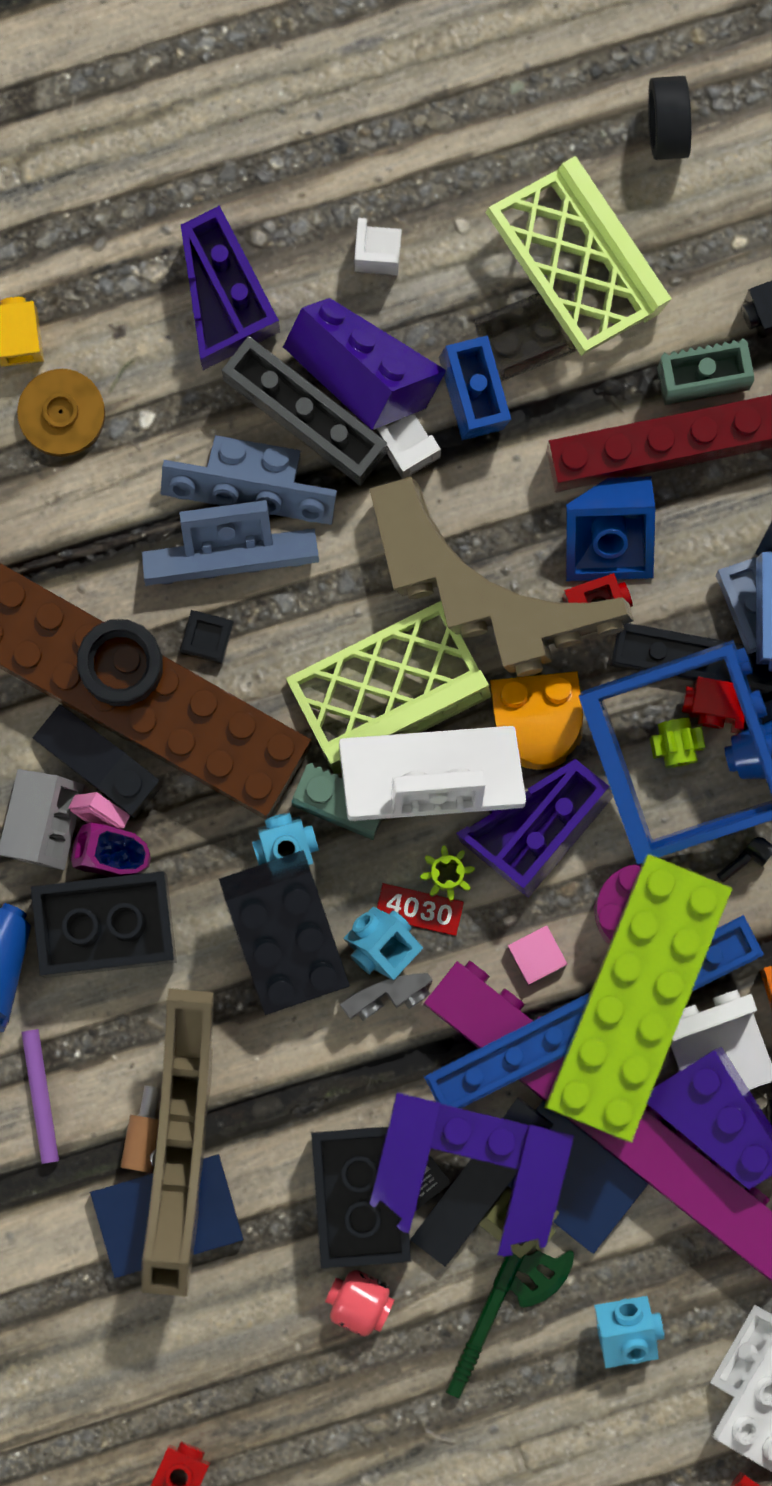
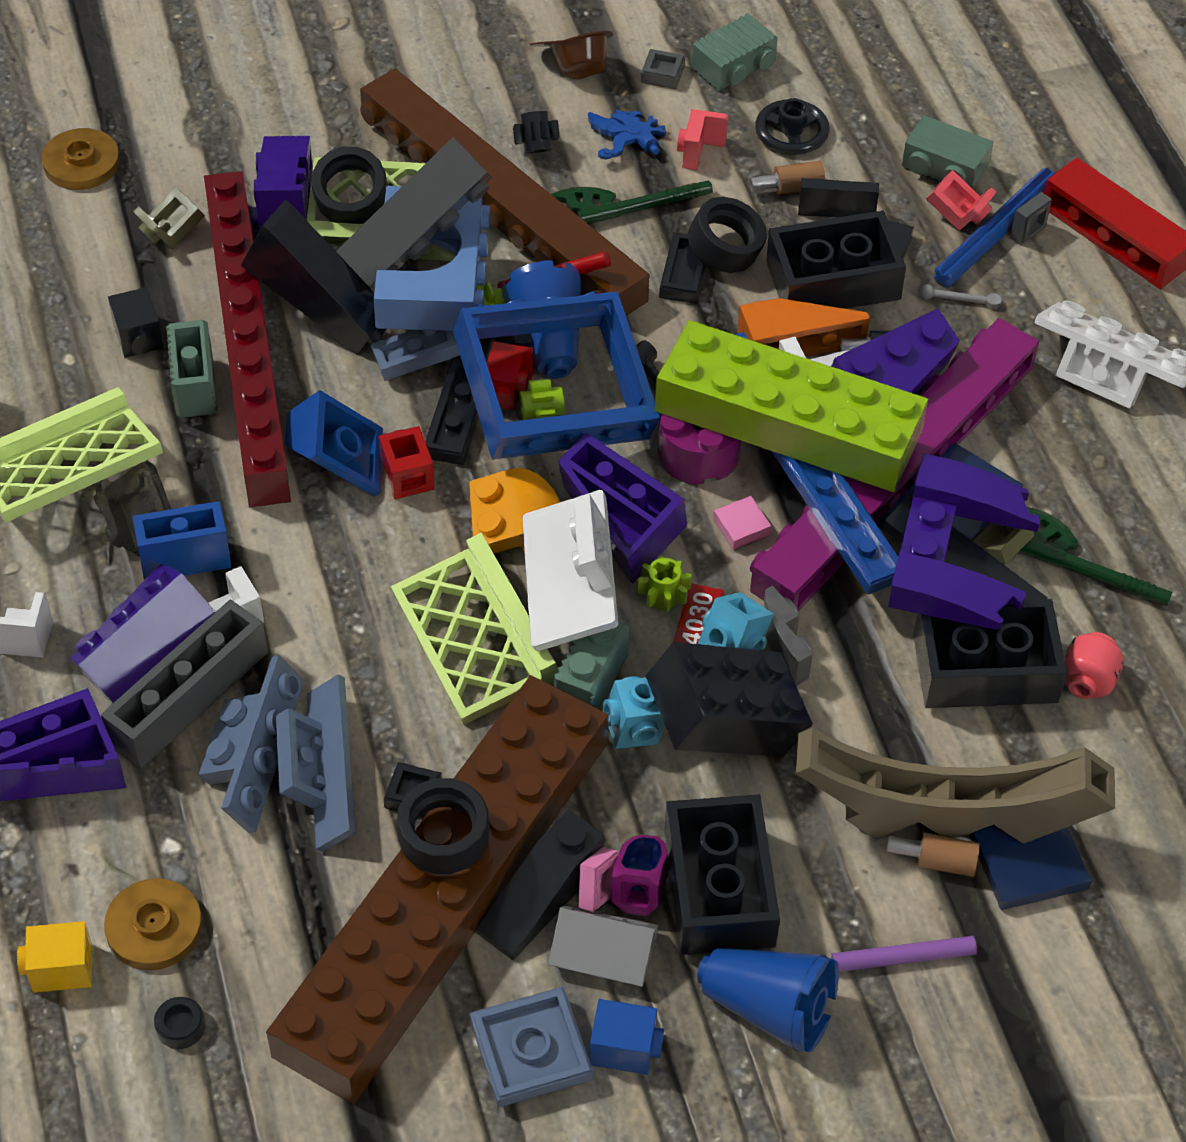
camera: 90 degrees left, 30 degrees down
(522, 624) = (352, 585): dark tan arch -> none
(628, 1331) = (1094, 454): medium azure brick -> none

